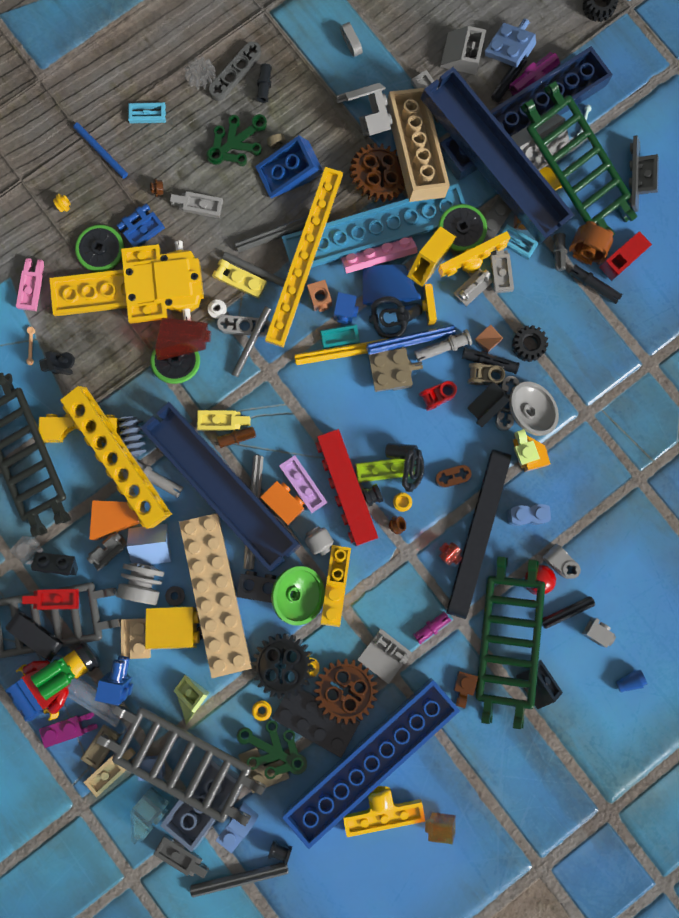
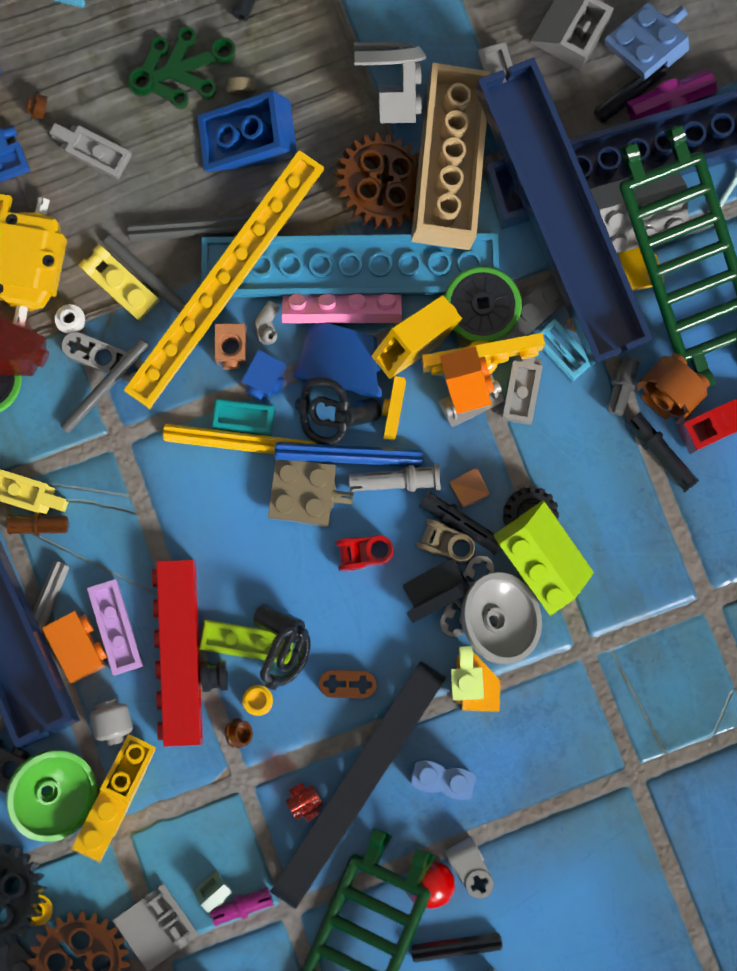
camera: 20 degrees right, 0 degrees up
(334, 277) = (263, 323): none -> light grey arm
(412, 623) = (212, 891): none -> sand green plate
(471, 271) = (467, 379): none -> orange brick
(548, 365) = (545, 557): none -> lime slope

